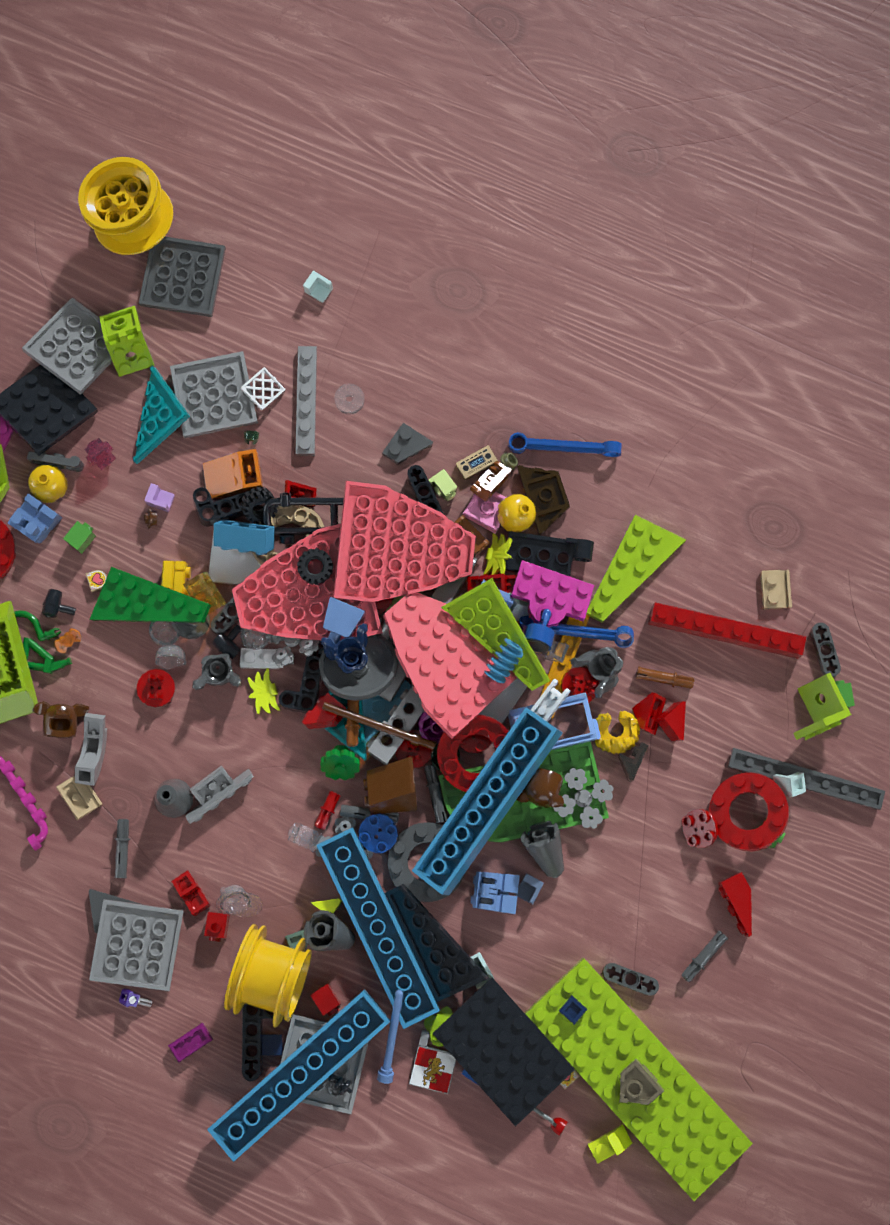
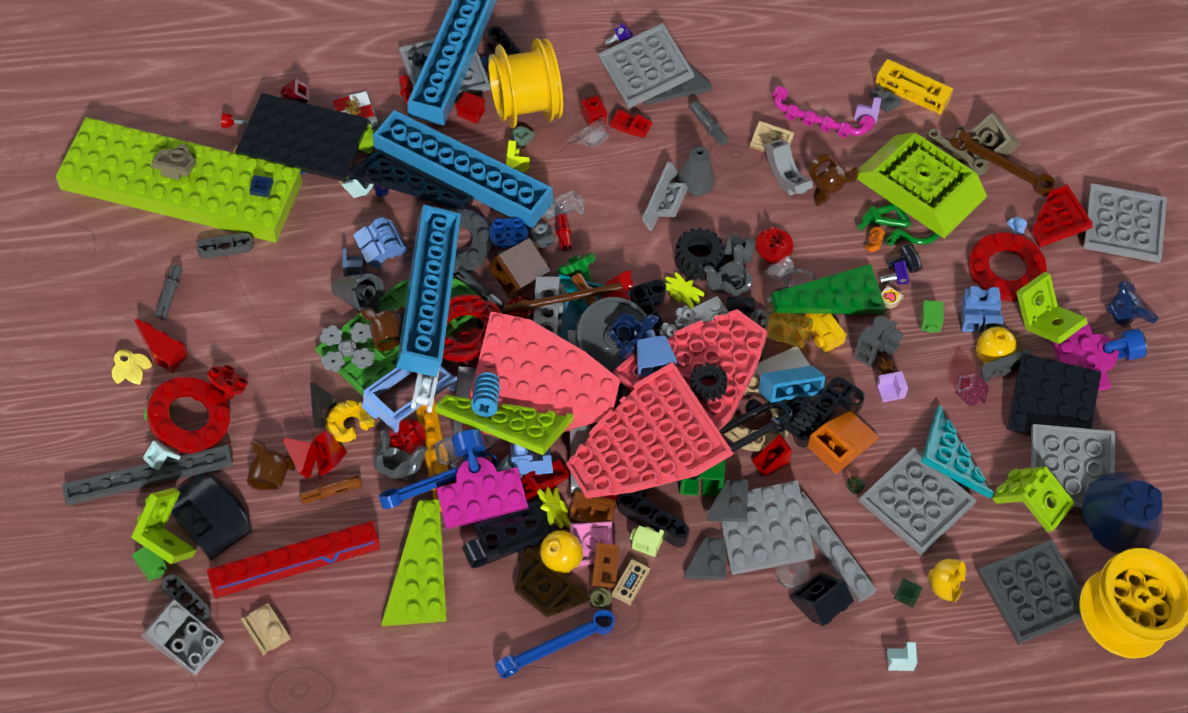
camera: 145 degrees right, 20 degrees down
(67, 288) = (1123, 512): none -> dark blue cone
(73, 593) = (900, 275): none -> dark purple piece
(142, 542) = (877, 339): none -> dark grey hips
(190, 1042) = (557, 31): magenta plate -> none
(193, 703) = (748, 244): none -> dark grey wheel
(216, 701) = (701, 241): none -> black tyre
(242, 319) = (947, 578): none -> yellow cylinder
(253, 379) = (877, 530): white window -> none
(276, 329) = (908, 593): none -> clear green plate
(327, 933) = (499, 136): dark grey cone -> none
(344, 363) = (822, 598): none -> black slope
(346, 440) = (774, 530): none -> light grey plate
(361, 470) = (731, 502): none -> dark grey wing
(372, 1056) = (406, 88): none -> red axle
(386, 1073) = (389, 86): medium blue piece -> none
(481, 1113) = (296, 91): none -> dark red brick
(610, 1143) = (178, 127): neon yellow slope -> none
(708, 719) = (268, 466): none -> reddish brown piece
(771, 716) = (211, 514): none -> black slope
(772, 894) = (130, 369): none -> light yellow plate
(845, 617) = (182, 637): none -> light grey slope

